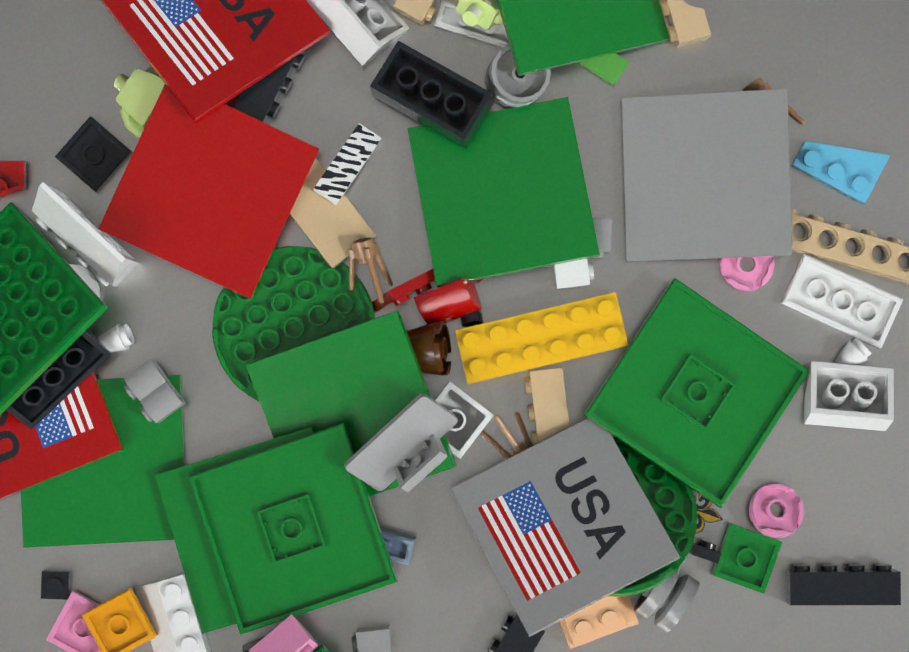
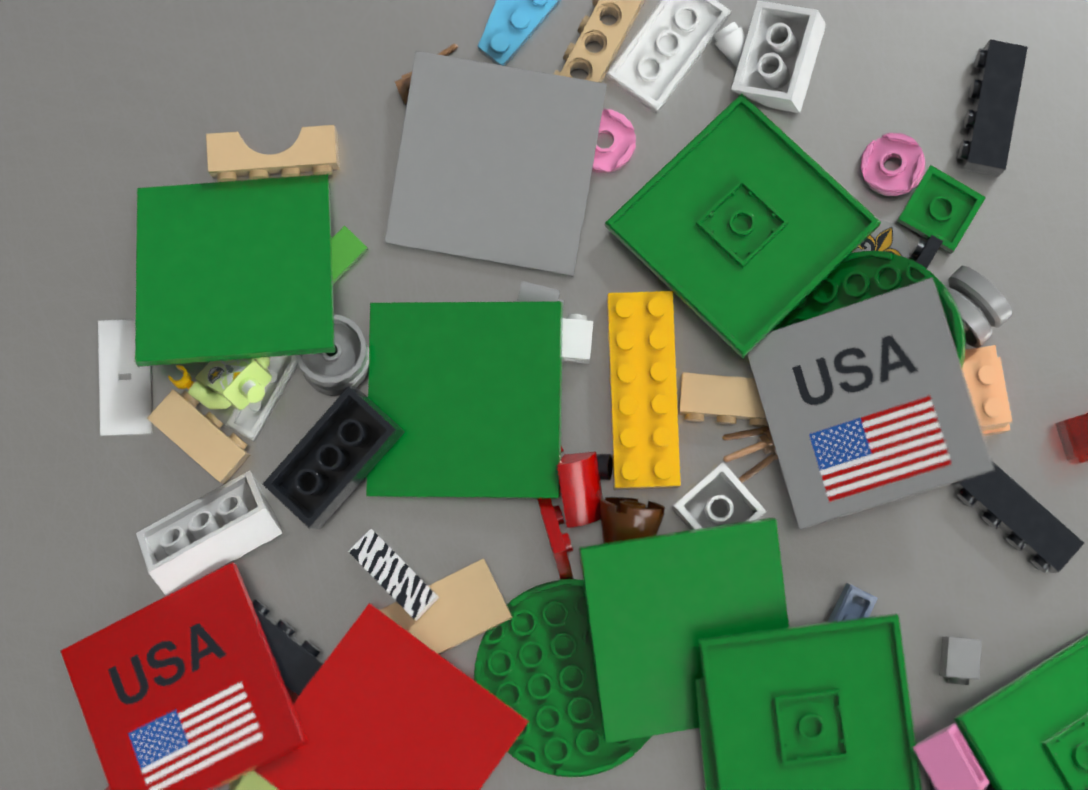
camera: 75 degrees left, 5 degrees down
(365, 251) = (501, 573): medium nougat plant -> none
(405, 446) = (743, 571): light grey bracket -> none

